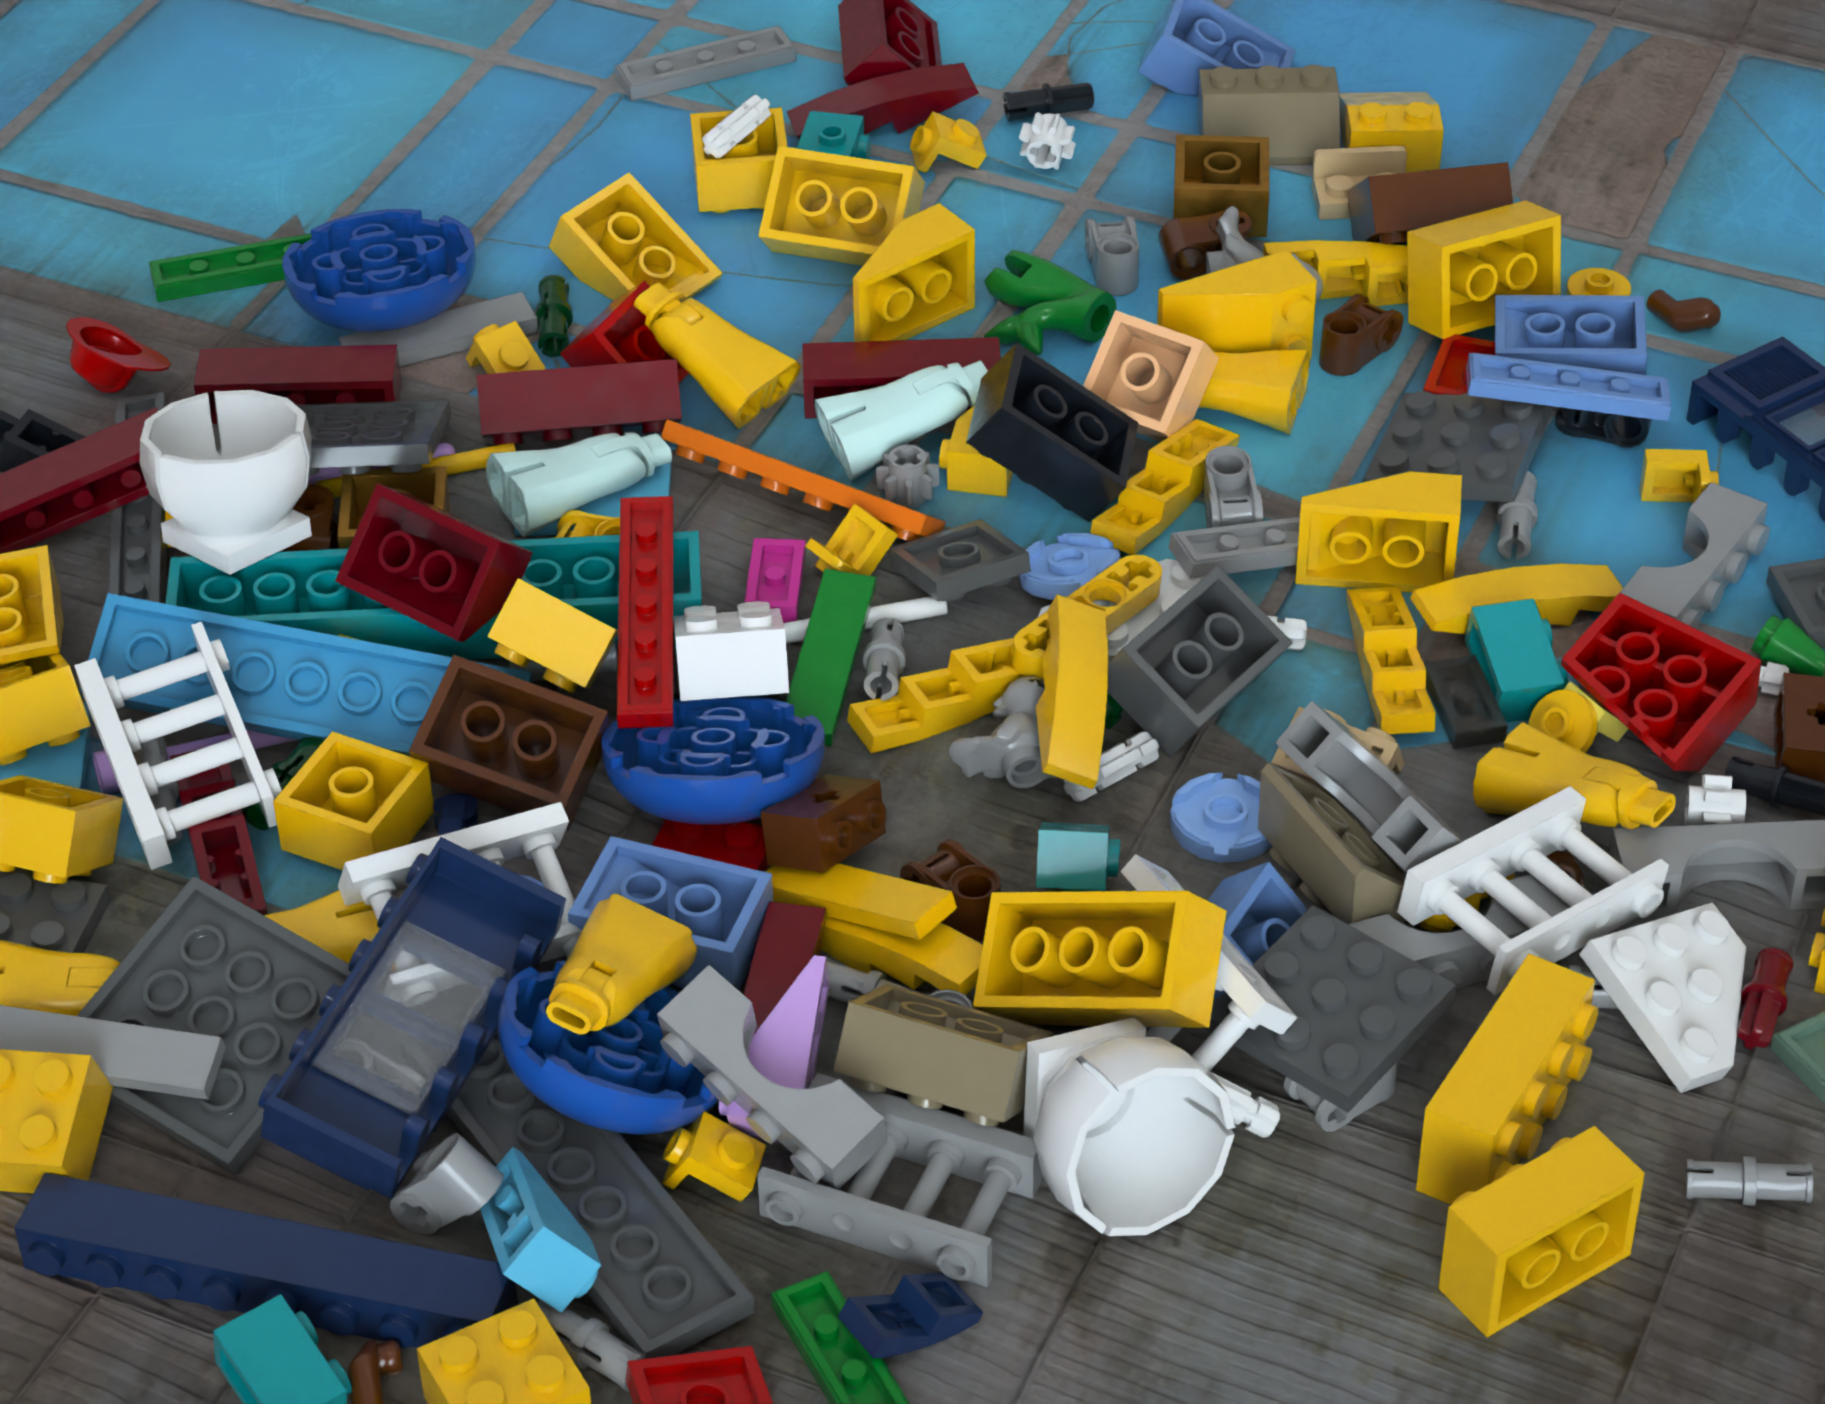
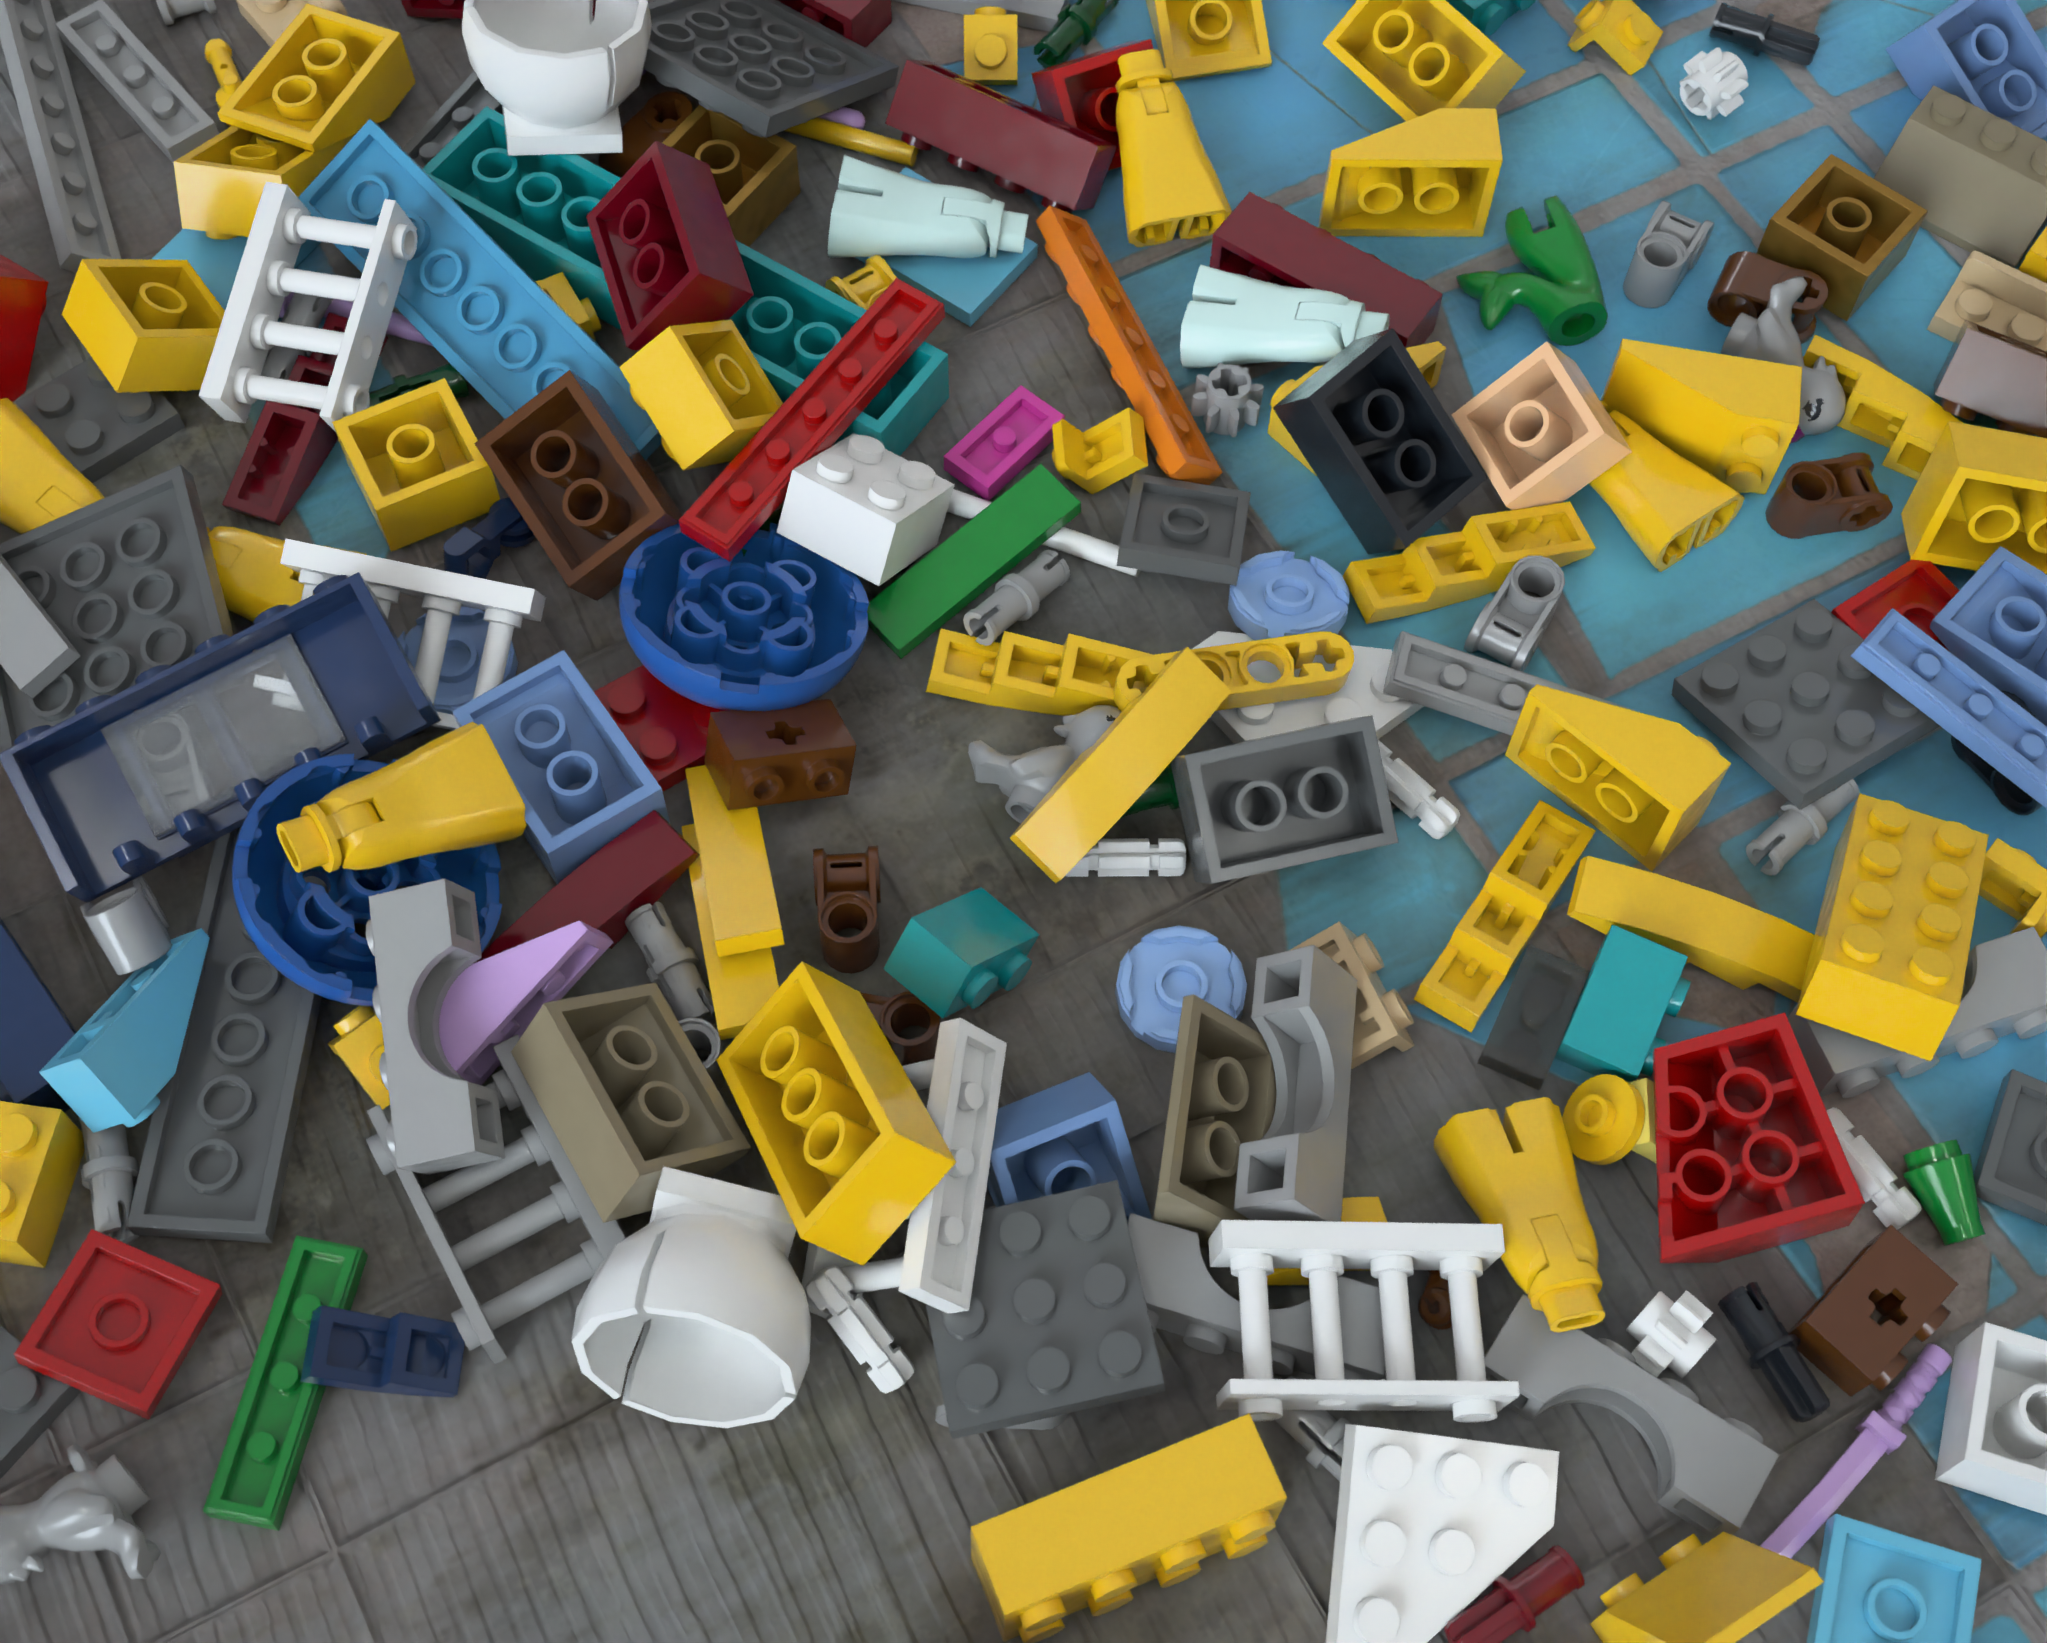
camera: 35 degrees right, 20 degrees up
(1634, 518) = (1895, 927): none -> yellow brick

